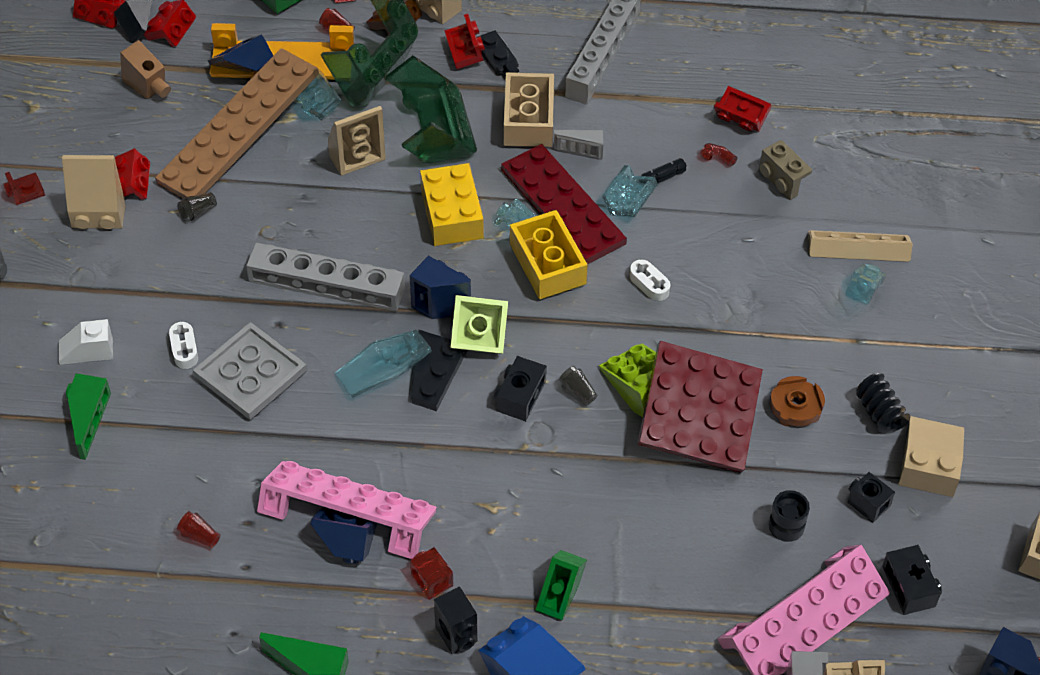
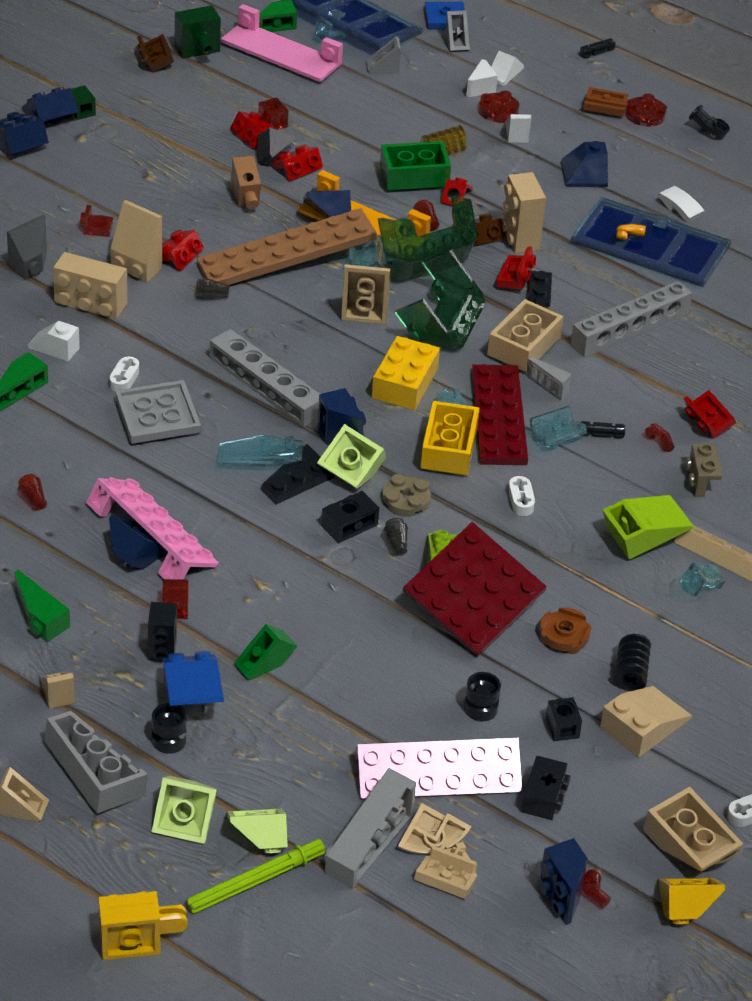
camera: 30 degrees right, 10 degrees down
(79, 264) = (90, 285): none -> tan brick
(554, 323) = (401, 485): none -> dark tan plate
(783, 253) = (645, 523): none -> lime slope

